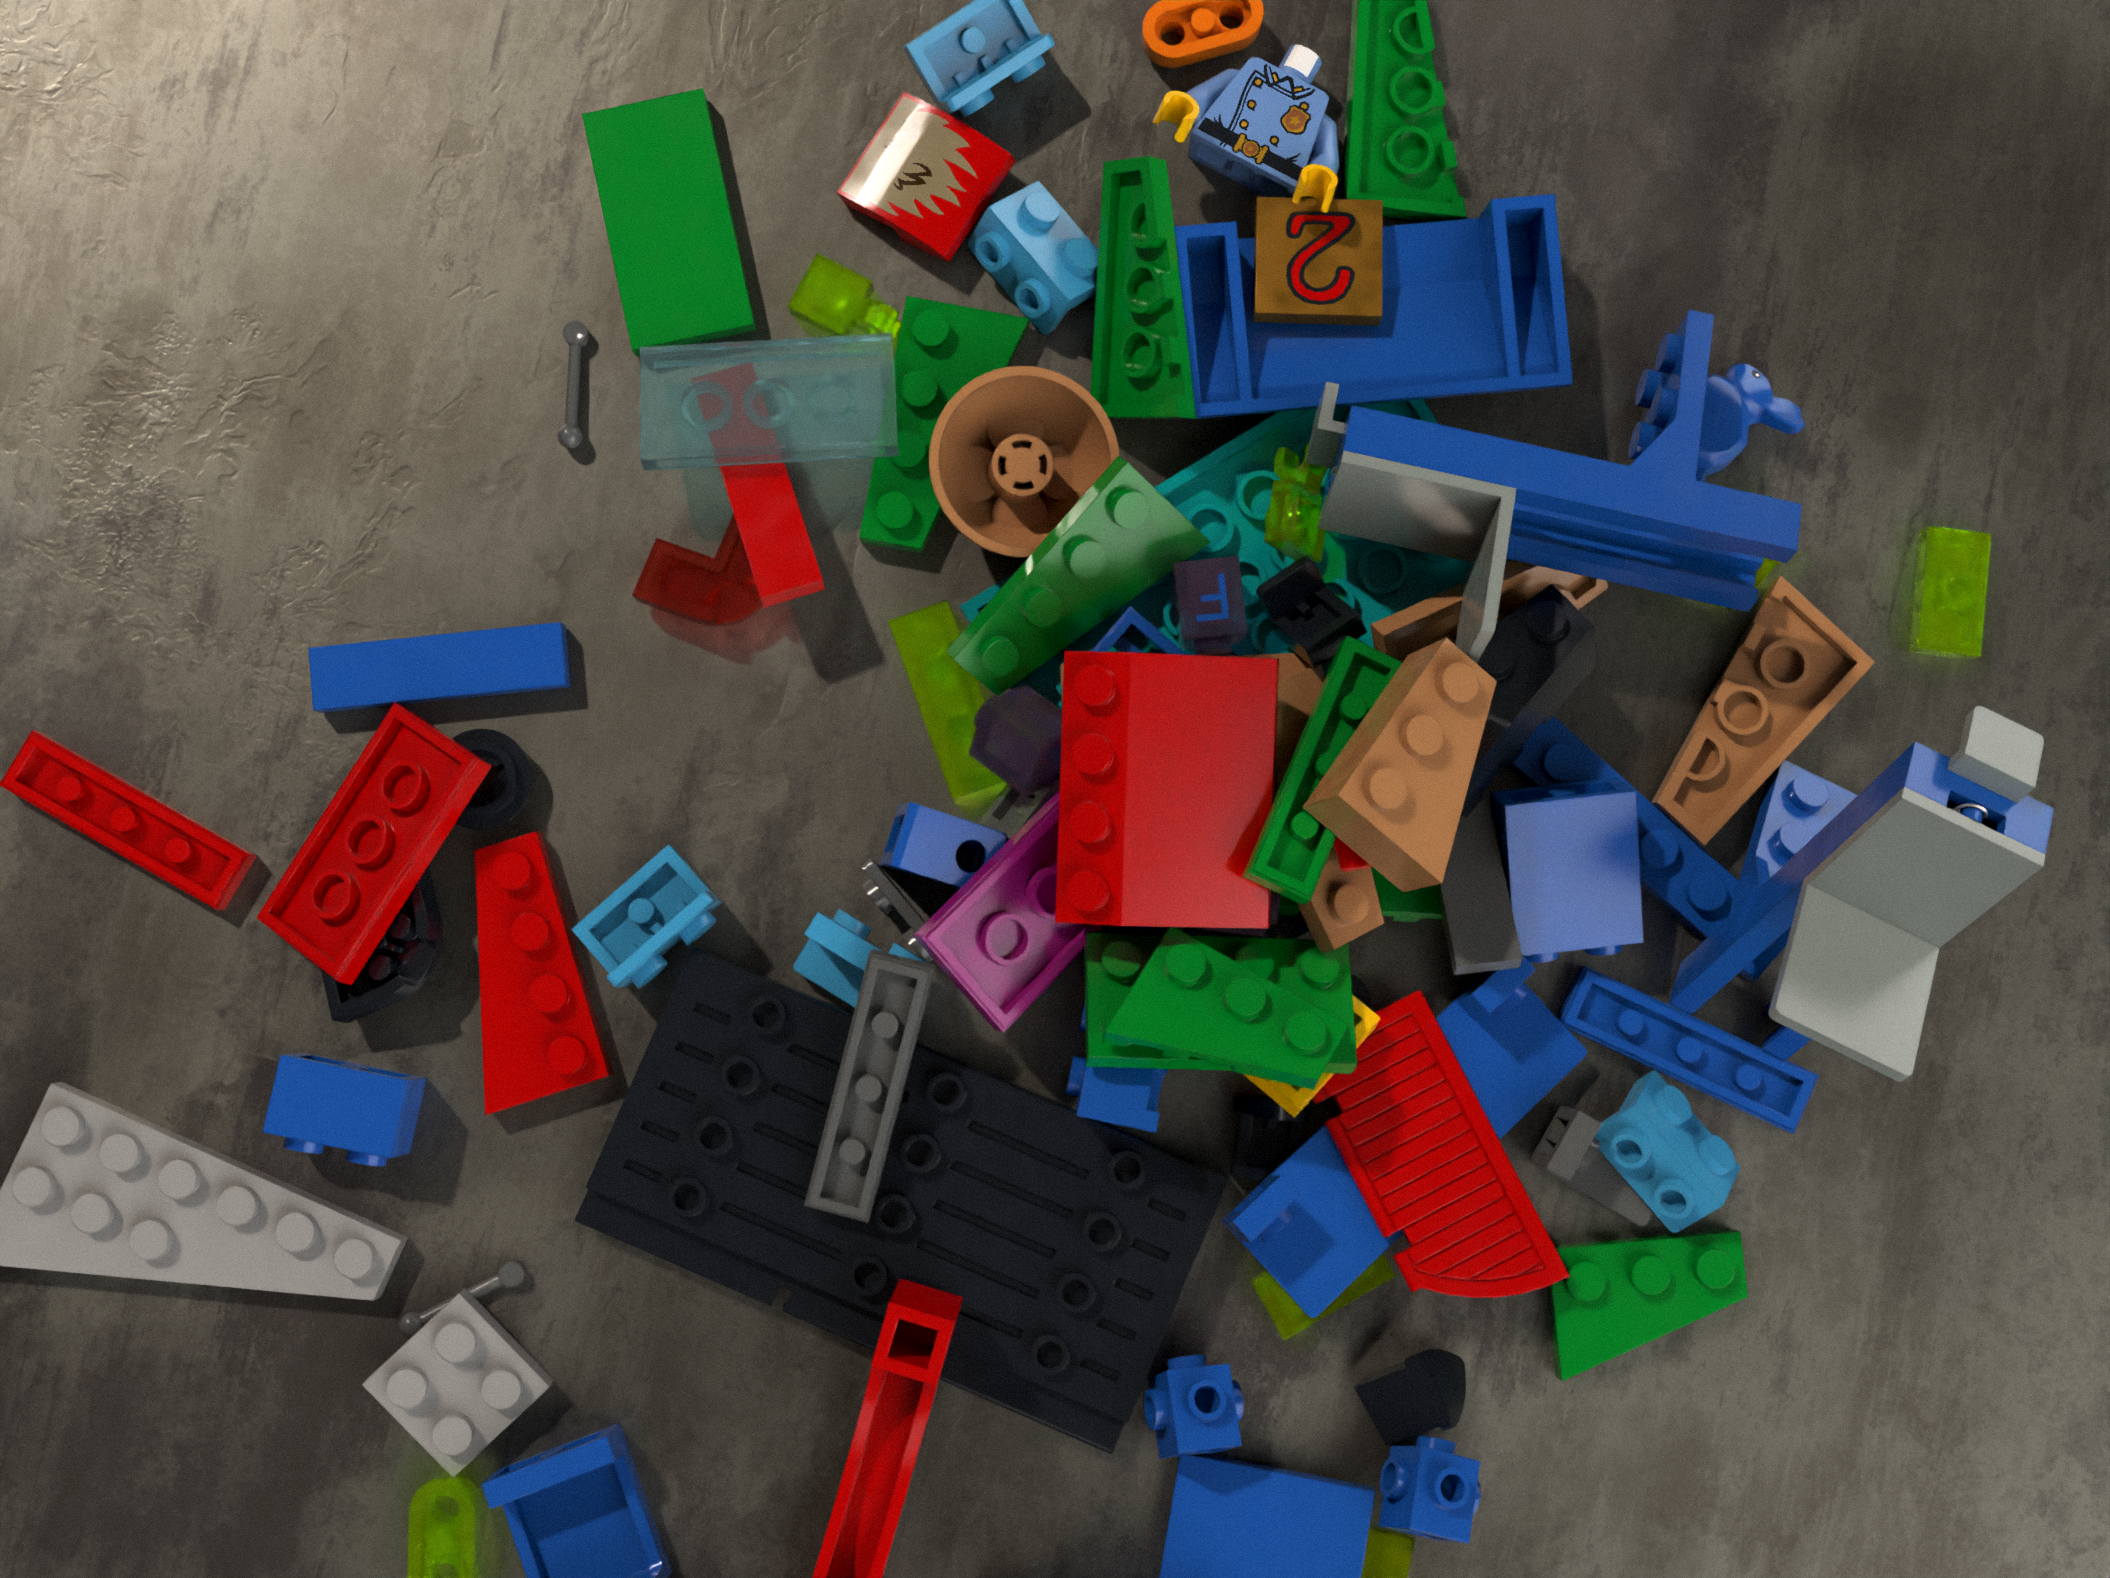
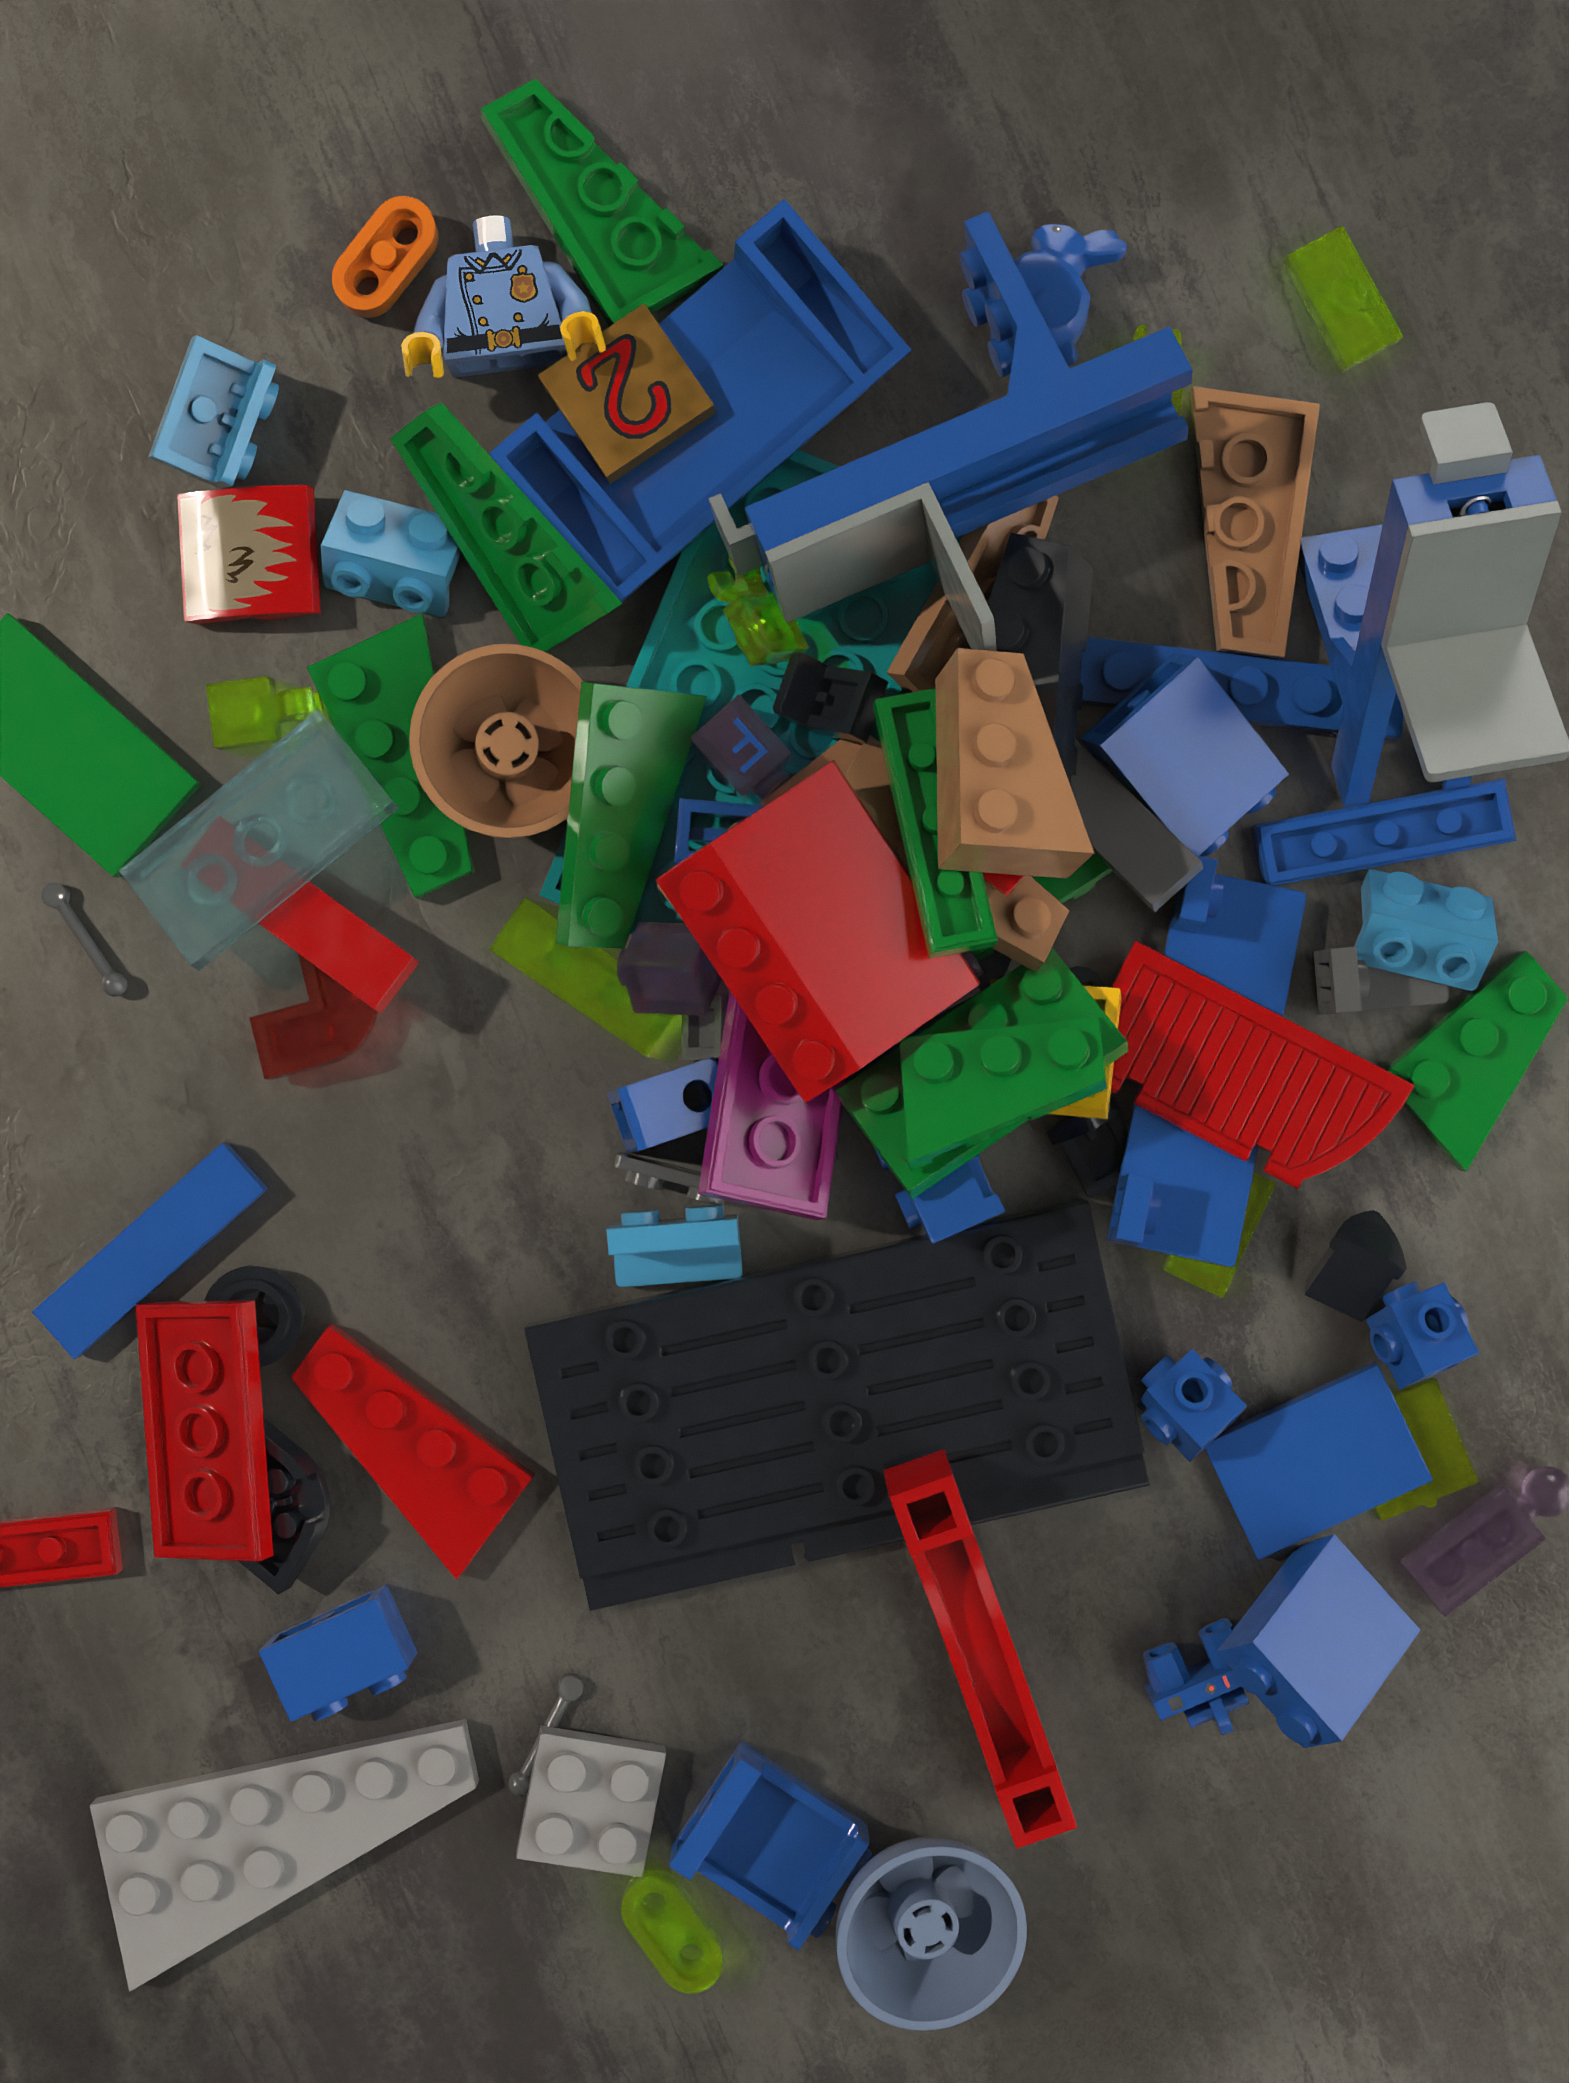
camera: 35 degrees left, 5 degrees up
(648, 918) = (471, 1330): dark azure bracket -> none
(870, 1085) = (749, 1336): dark grey tile -> none

